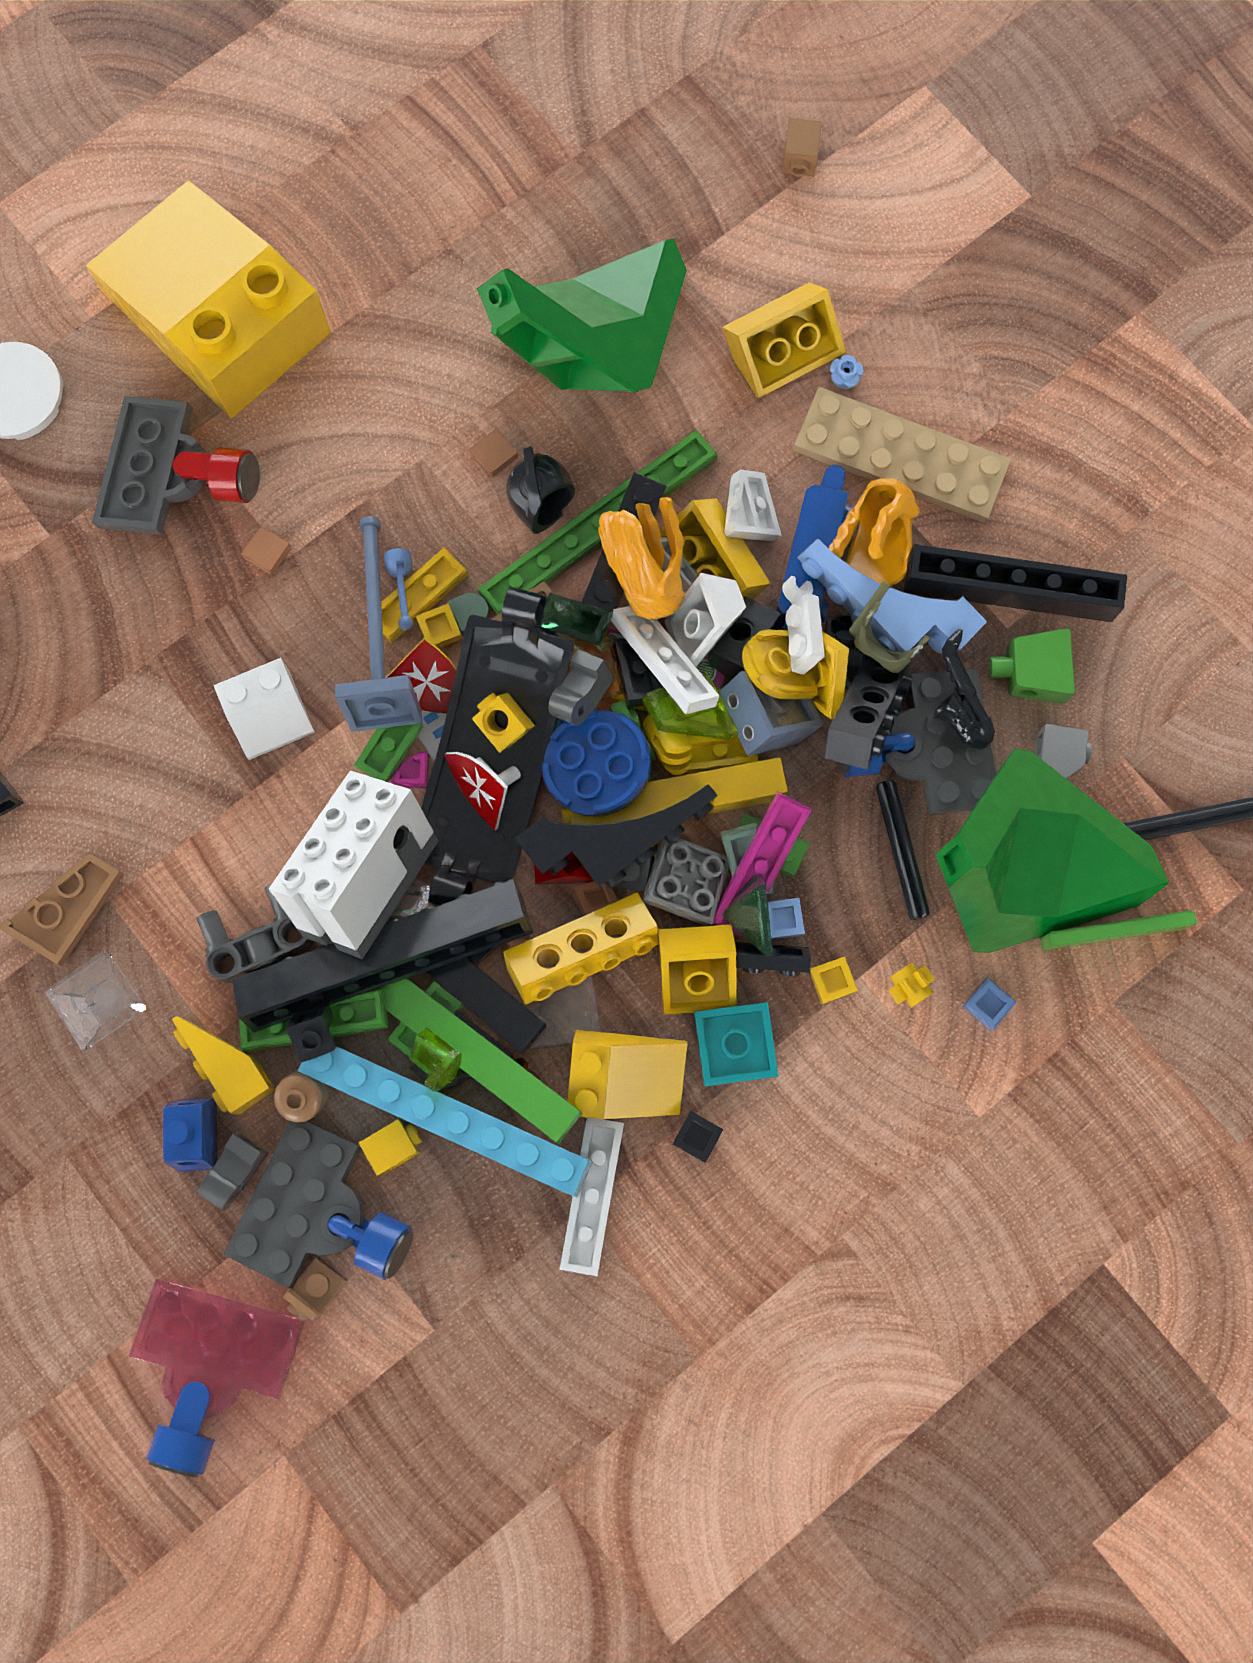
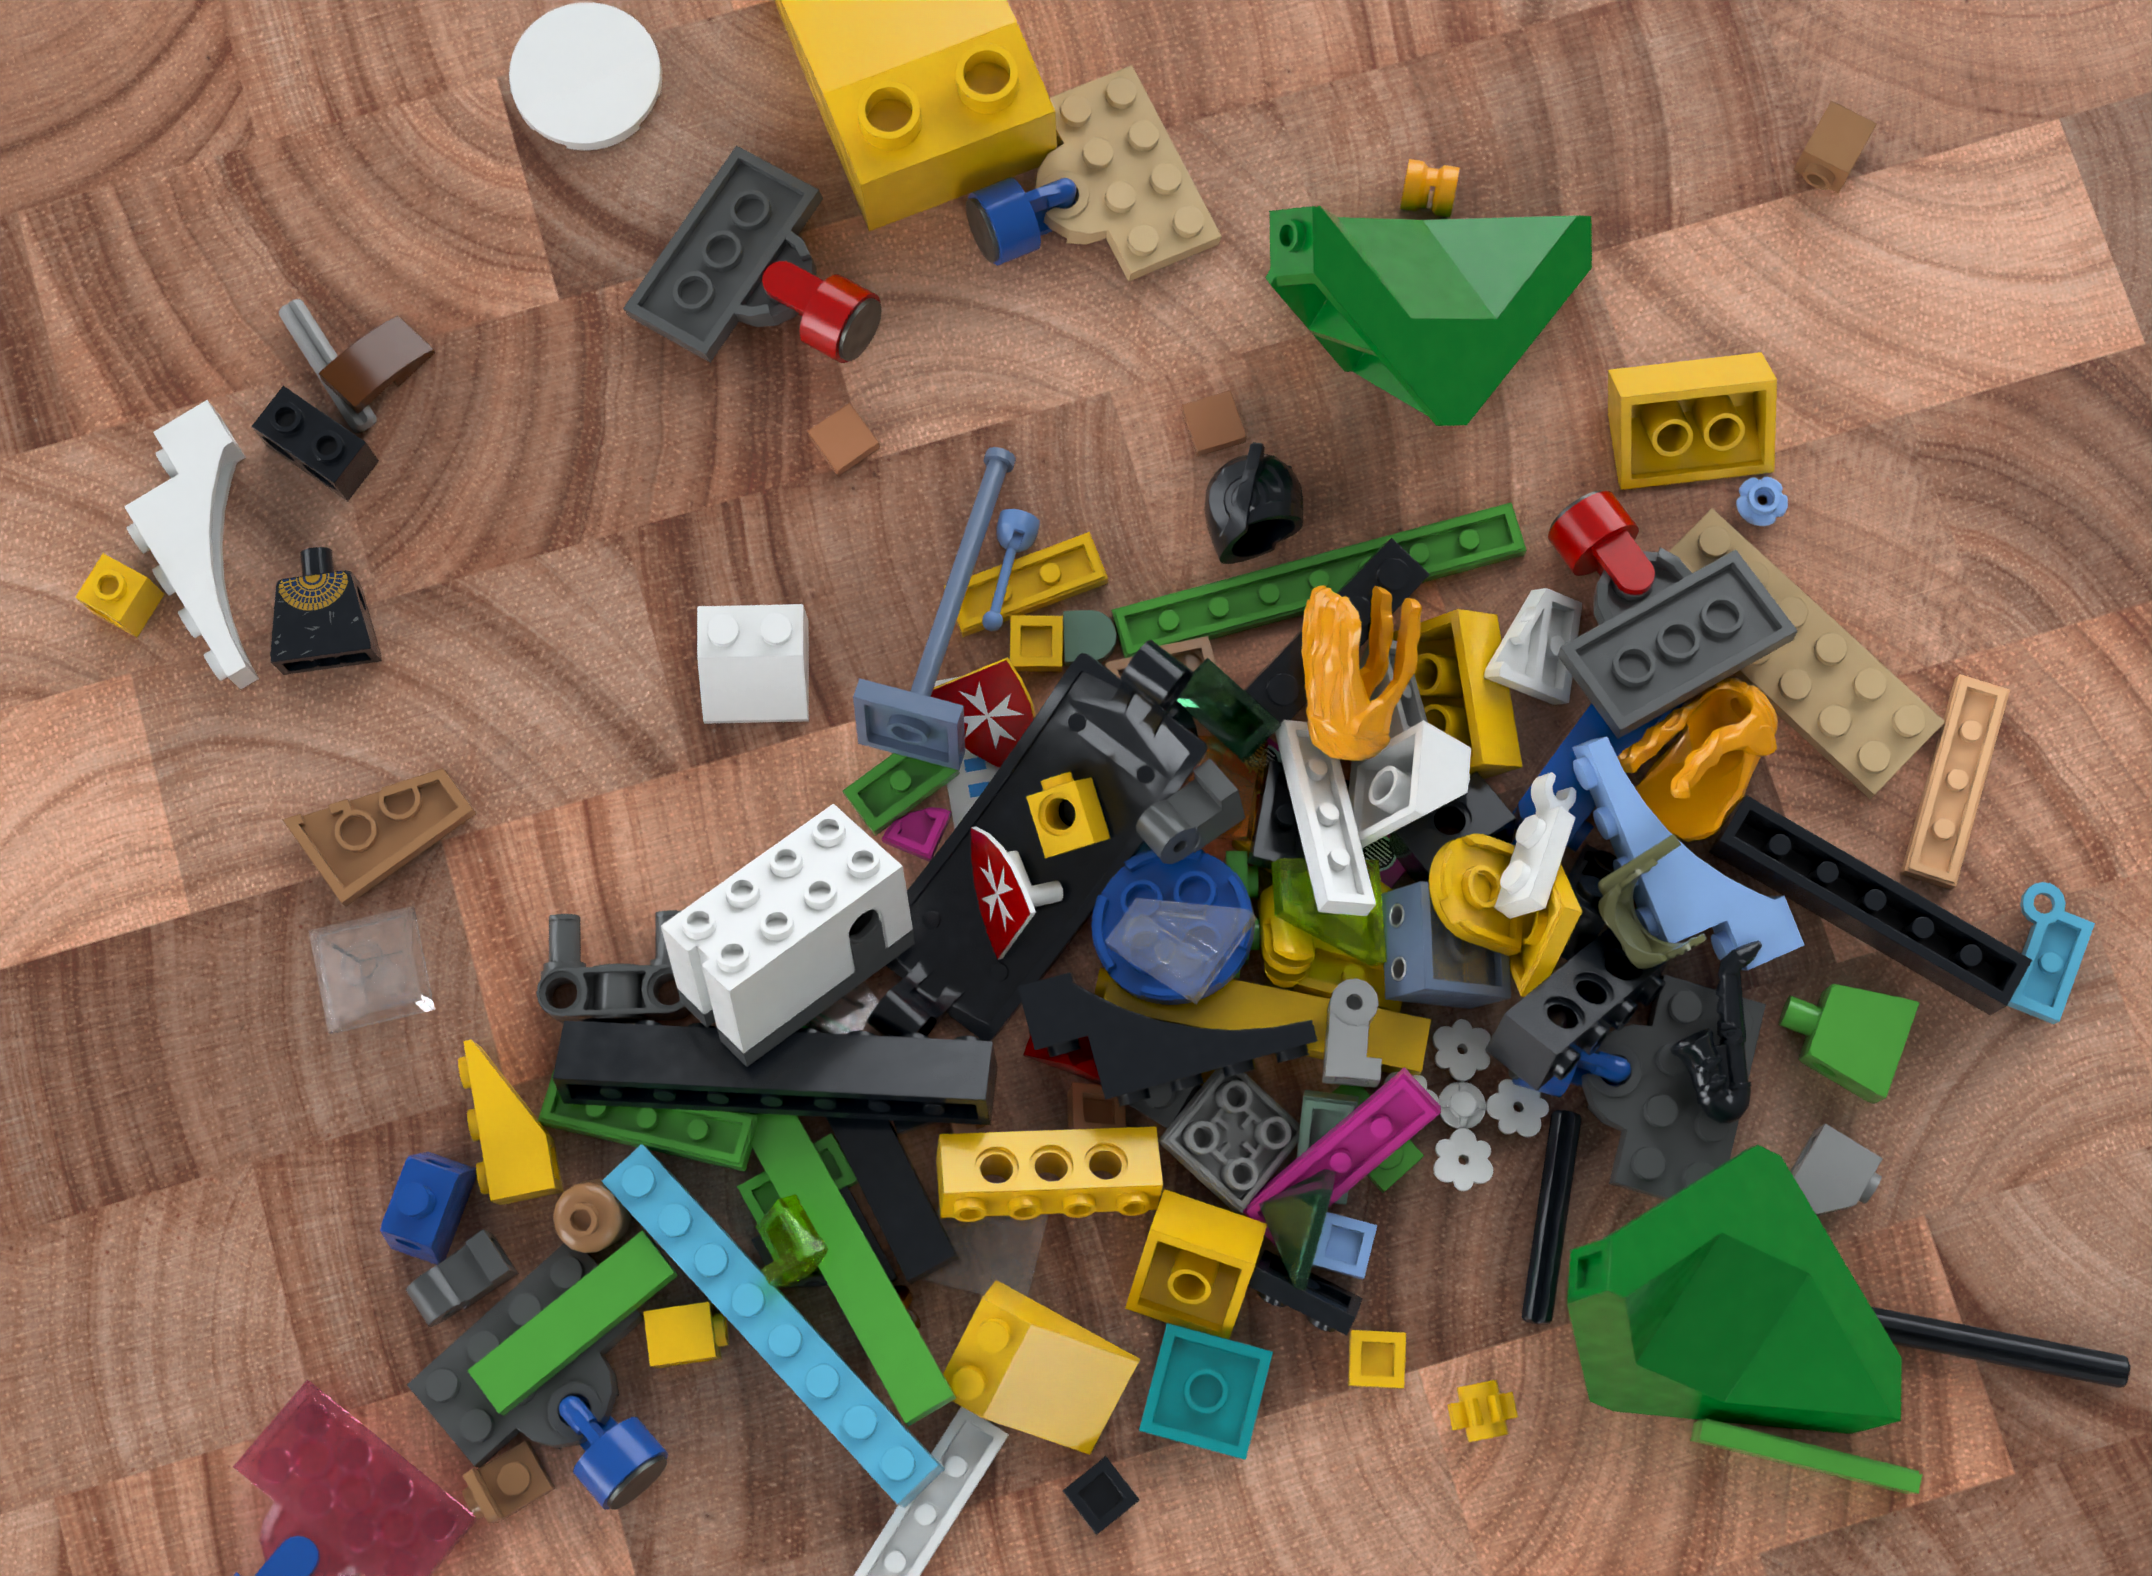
camera: 25 degrees right, 0 degrees up
(311, 1032) = (640, 1136): black bracket -> none
(315, 1169) = (572, 1323): none -> bright green tile
(364, 331) = (1106, 180): none -> tan plate
(560, 264) = (1417, 185): none -> light orange wheel
(605, 769) = (1180, 941): none -> clear wing
(734, 786) = (1346, 1038): none -> light grey leg
(817, 463) = (1659, 624): none -> dark grey plate
(824, 803) = (1465, 1106): none -> white plant
(989, 1004) = (1582, 1483): medium blue tile -> none
(1031, 493) = (1955, 782): none -> light nougat tile
(1137, 563) = (2056, 951): none -> medium azure hinge

